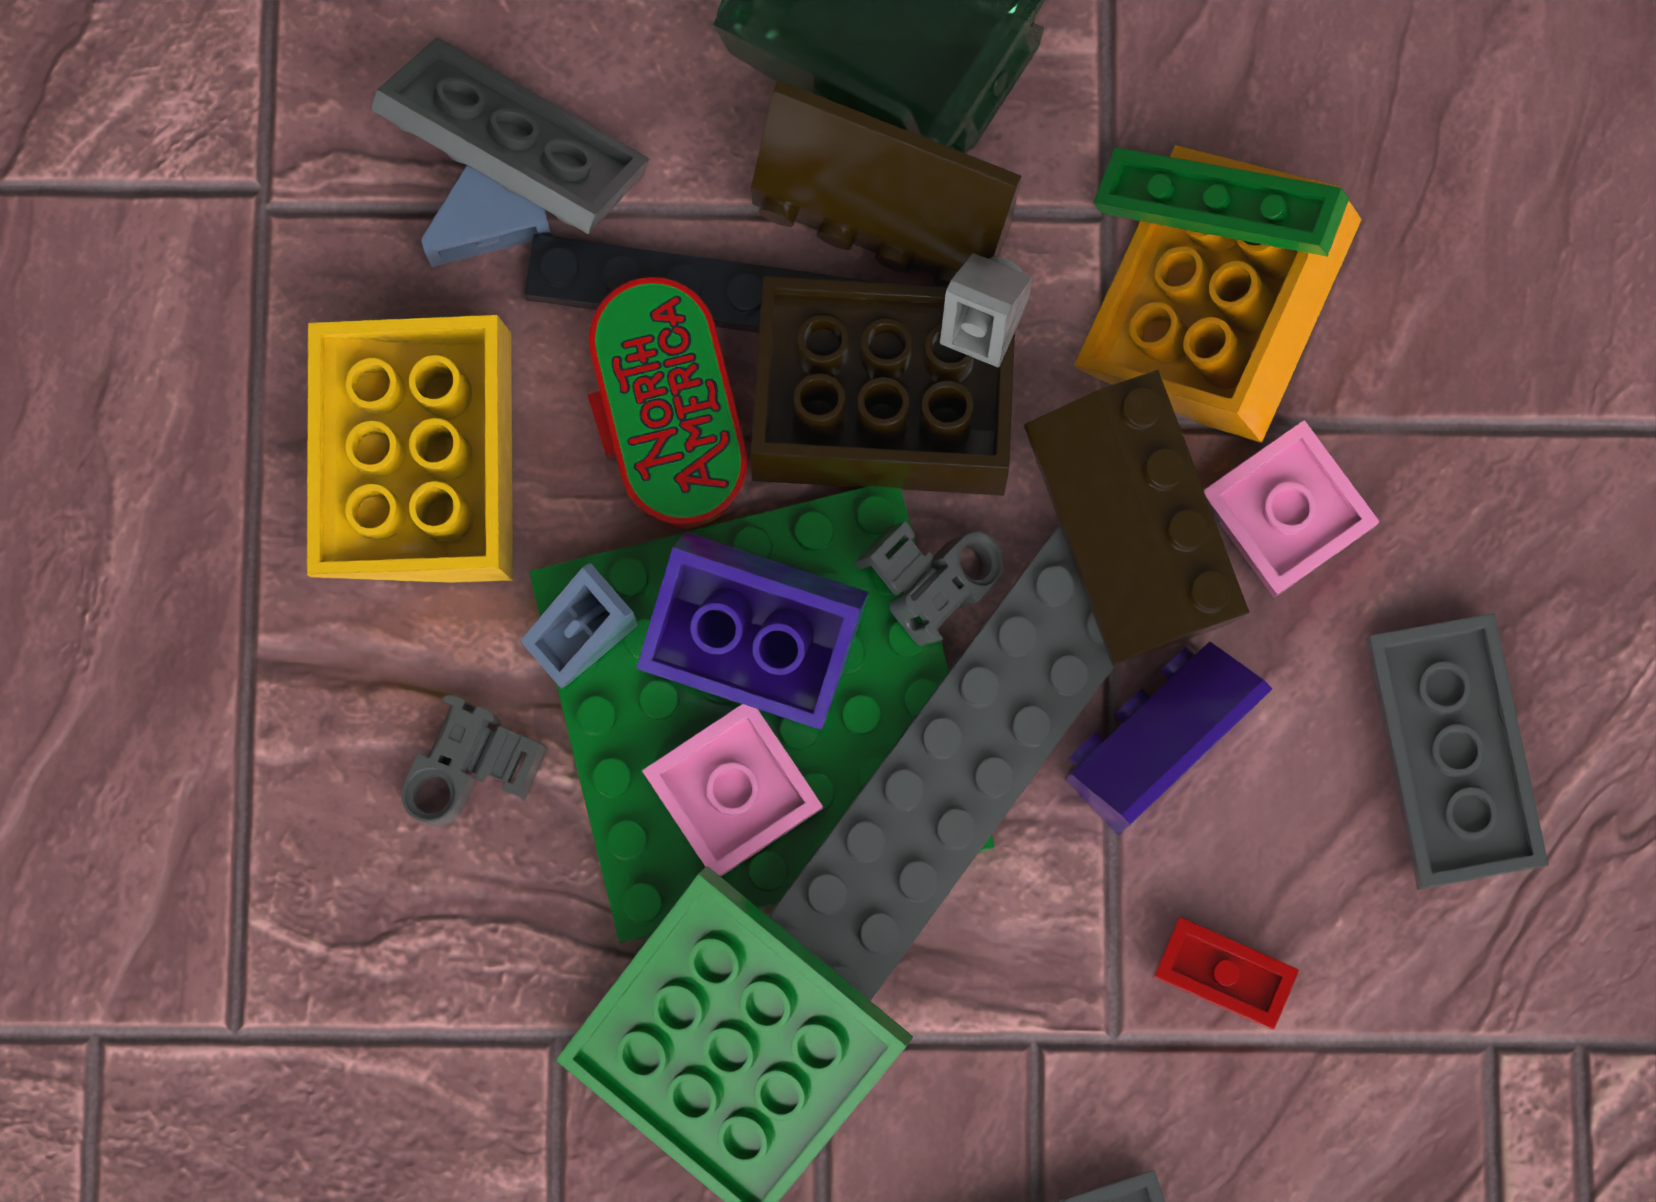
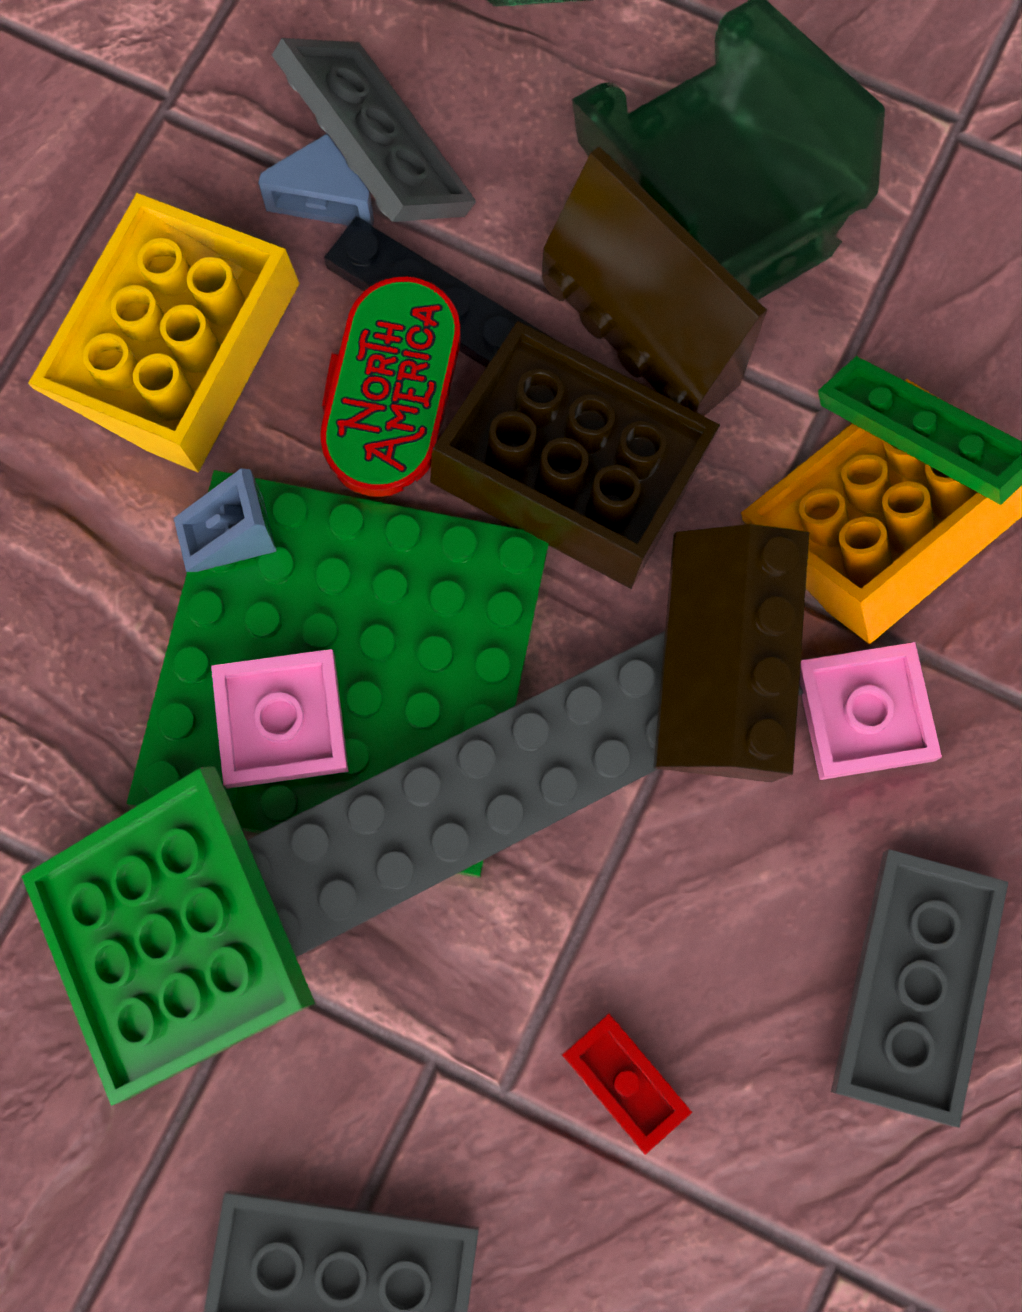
camera: 25 degrees right, 5 degrees down
(475, 749) = (94, 586): dark grey piece -> none
(752, 630) = (361, 592): dark purple slope -> none
(930, 583) = (532, 632): dark grey piece -> none
(984, 307) = (684, 416): light grey slope -> none
(1164, 733) = (672, 848): dark purple slope -> none

